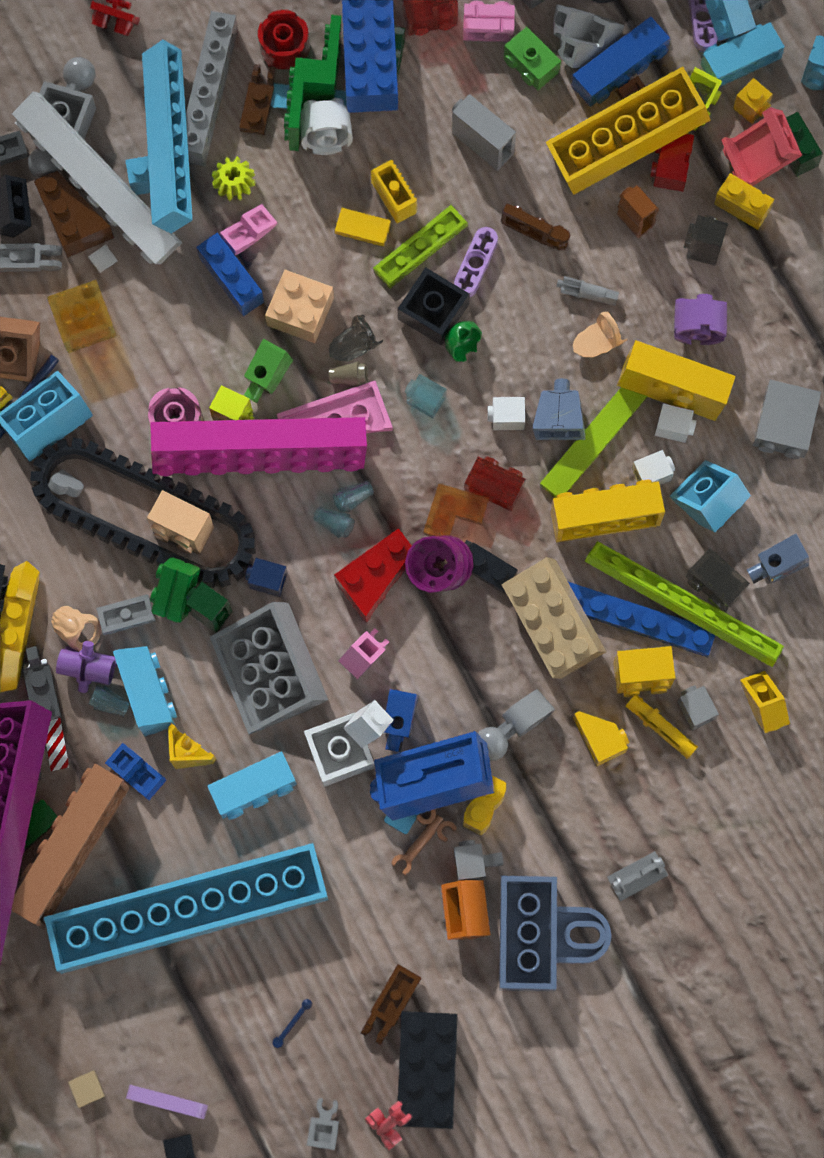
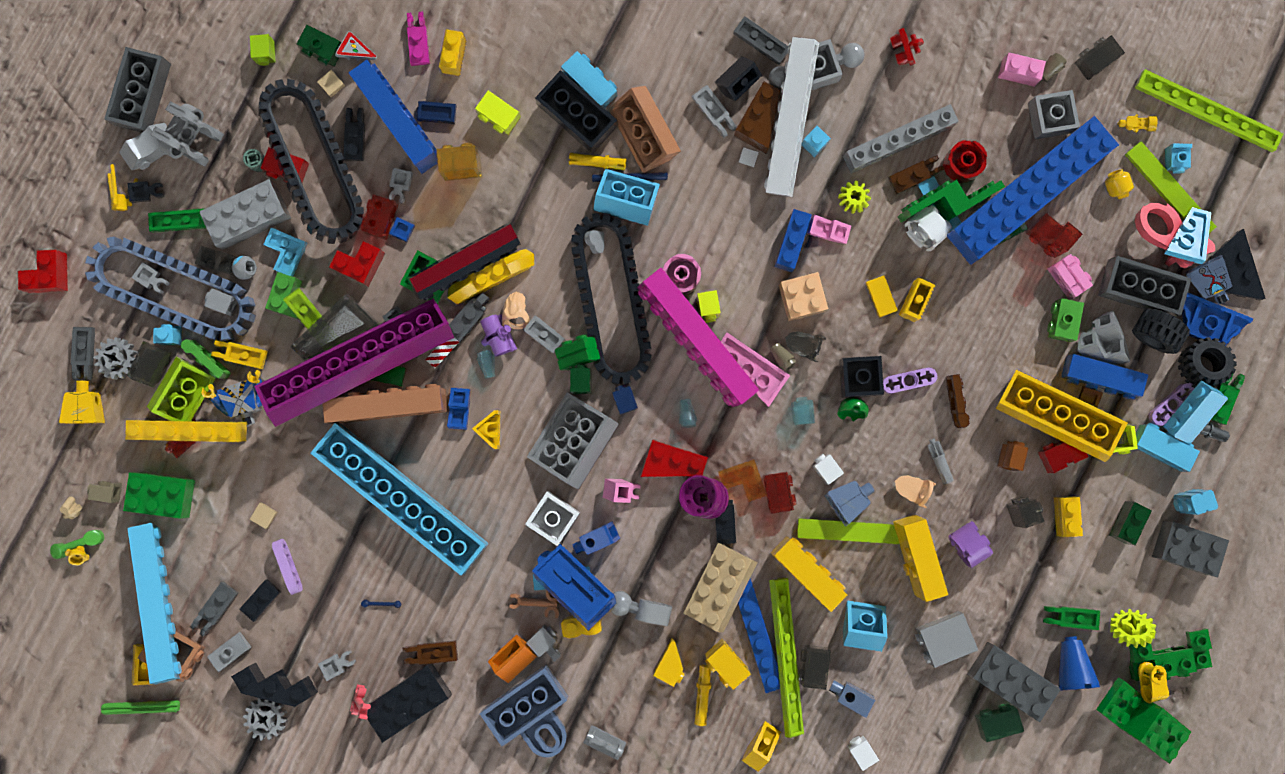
camera: 55 degrees right, 10 degrees up
(81, 316) = (702, 173): clear yellow brick -> none
(145, 689) = (507, 380): medium azure slope -> none
(167, 137) = (849, 139): medium azure brick -> none
(180, 523) = (619, 326): light nougat brick -> none
(252, 786) = (497, 483): medium azure brick -> none
(268, 360) = (756, 307): bright green torso -> none
(351, 496) = (710, 413): clear light blue cone -> none
(368, 724) = (575, 528): white brick -> none
(420, 246) = (894, 340): lime tile -> none
(483, 132) = (995, 326): light grey brick -> none
(654, 467) = (855, 581): white brick -> none
(675, 423) = (894, 573): white brick -> none
(697, 707) = (729, 709): light grey brick -> none
(752, 101) = (1138, 476): yellow brick -> none
(762, 148) = (1111, 504): coral panel -> none

